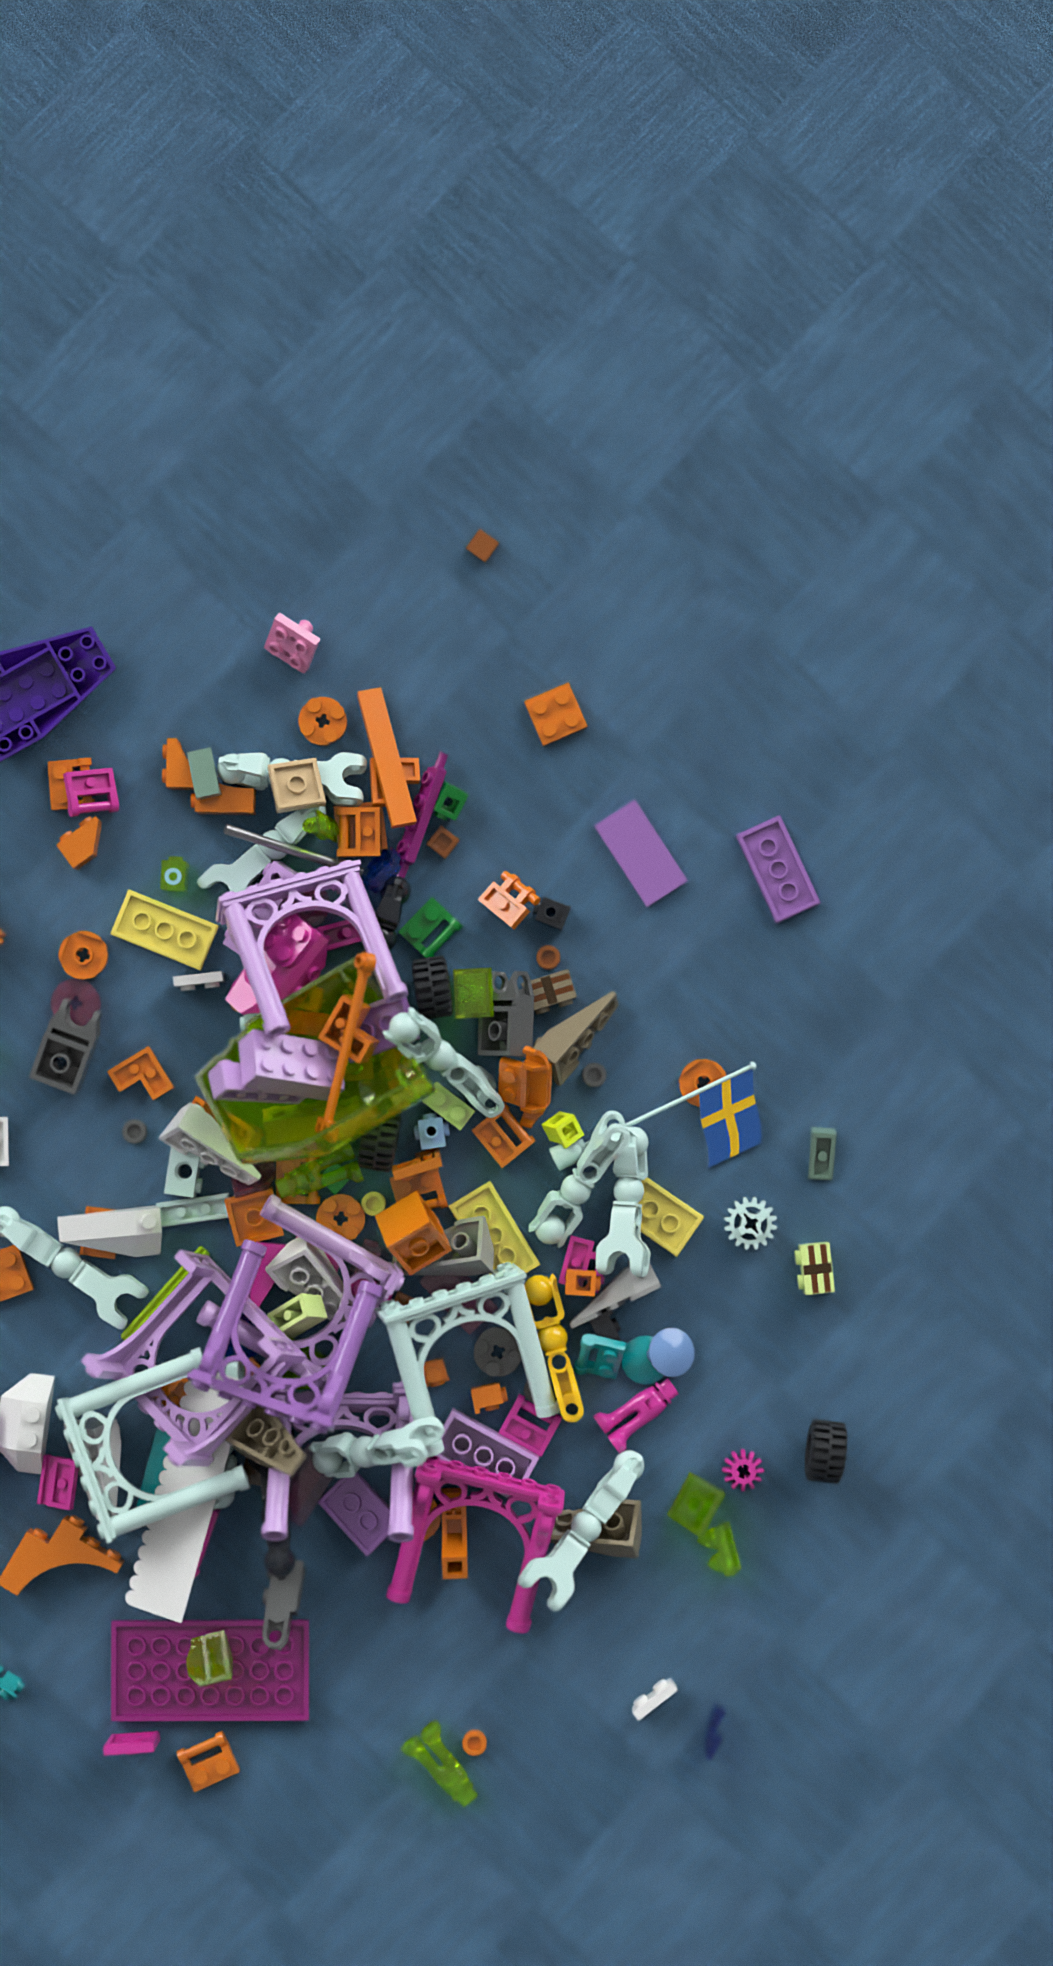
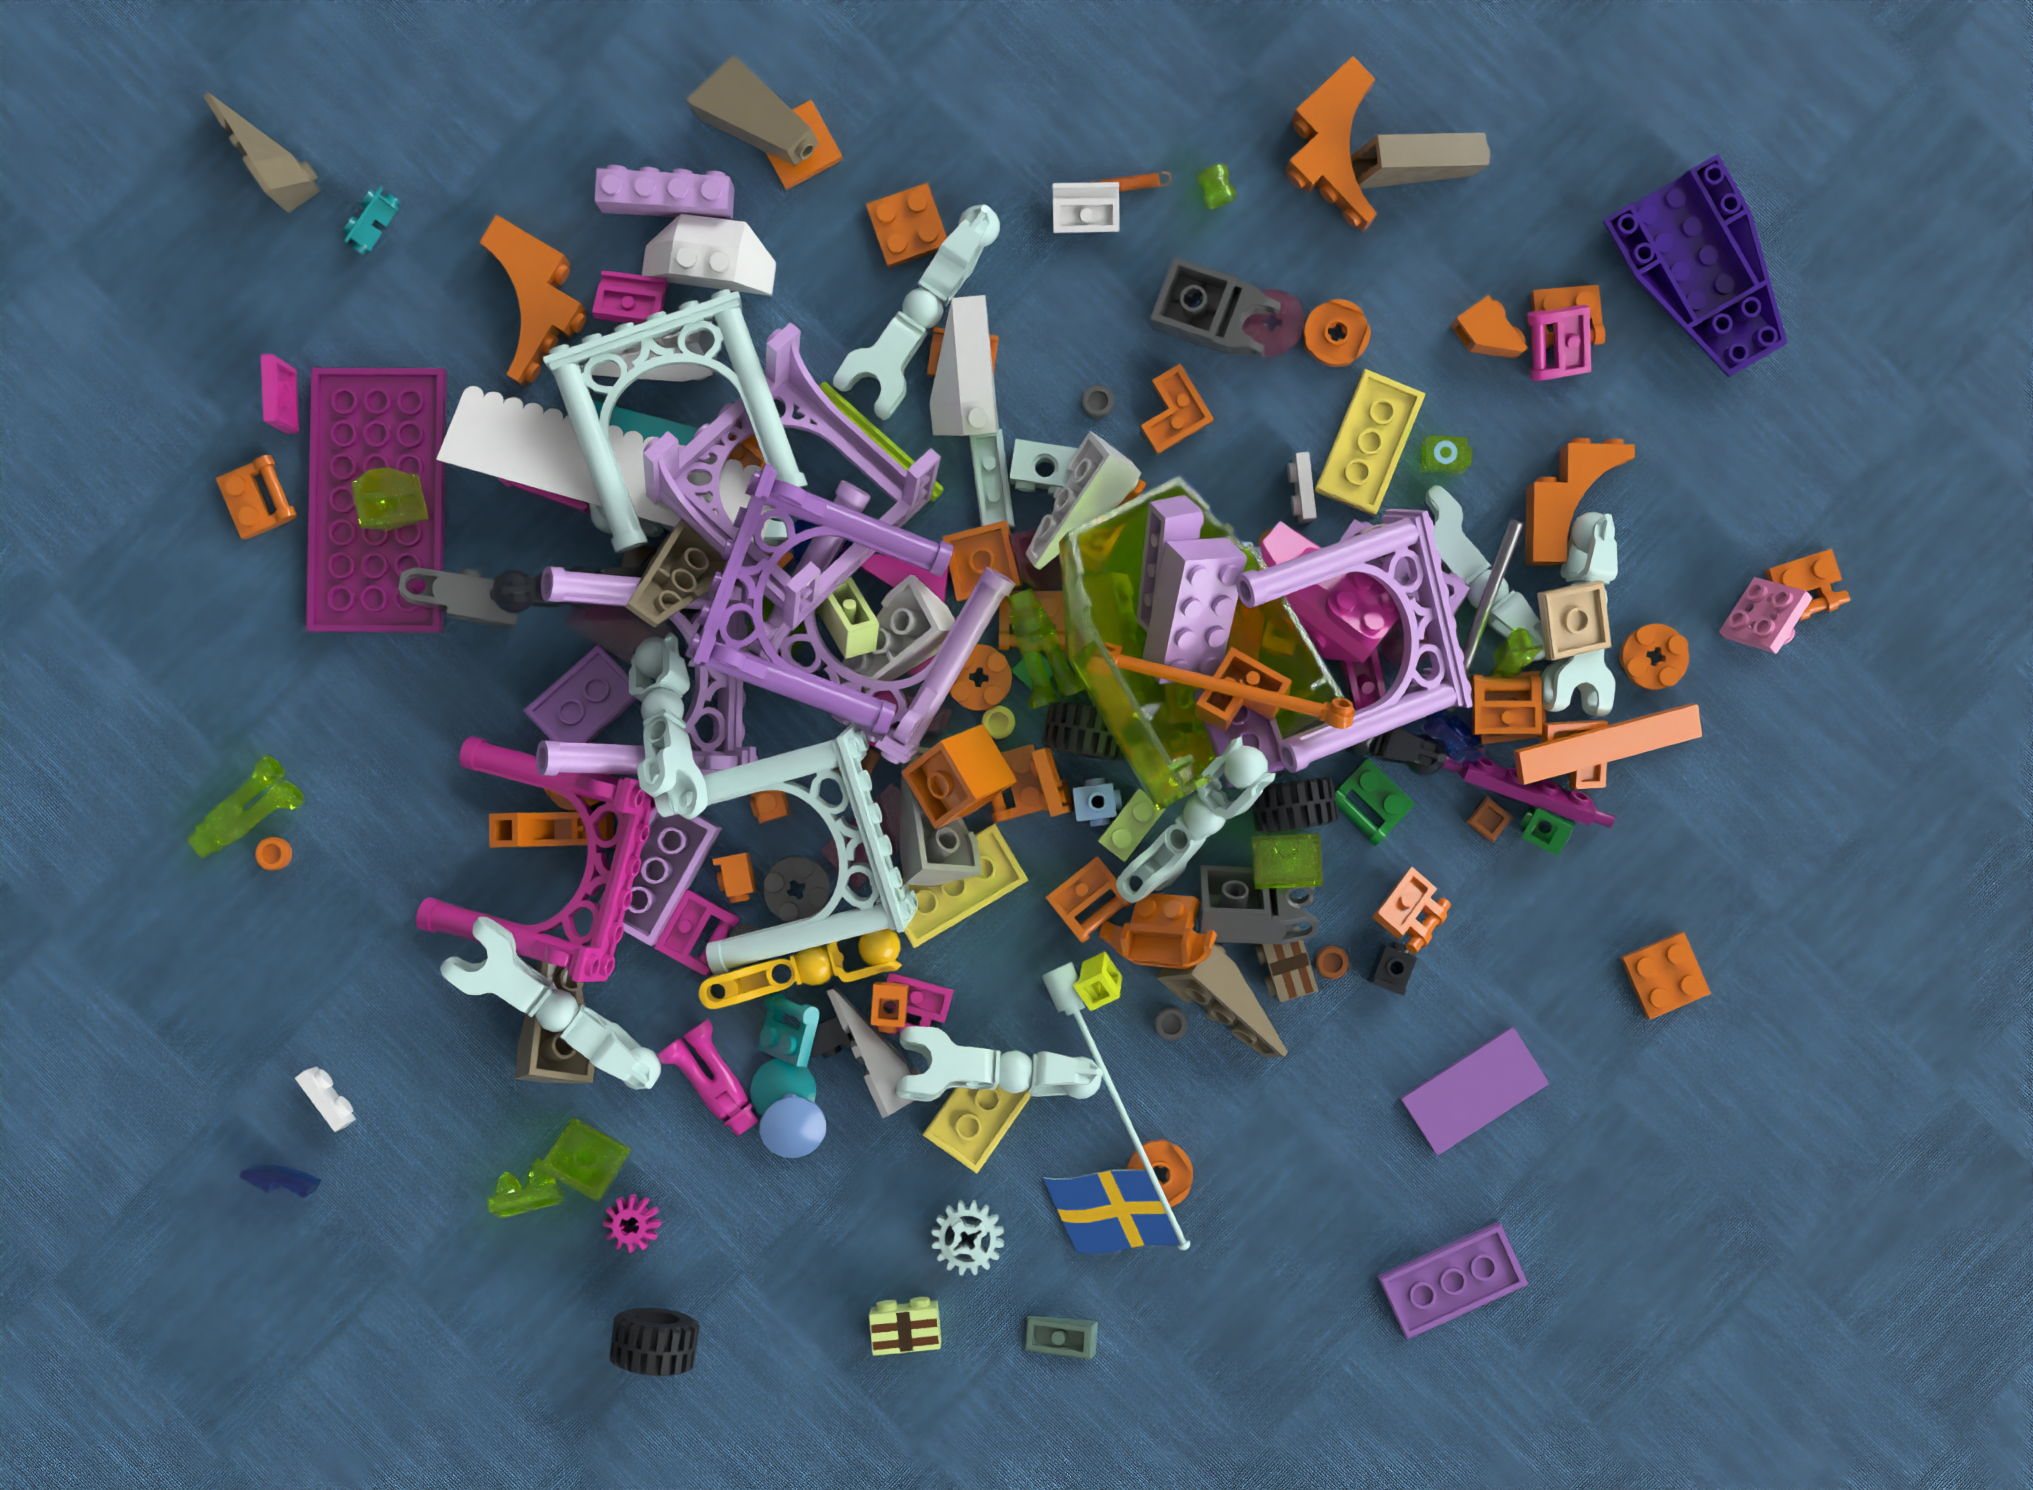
camera: 90 degrees right, 0 degrees up
(203, 773) = (1586, 494): sand green slope -> none
(261, 608) = (1810, 573): none -> orange plate
(482, 546) = (1896, 876): dark orange tile -> none
(576, 1188) = (1017, 1000): light aqua piece -> none

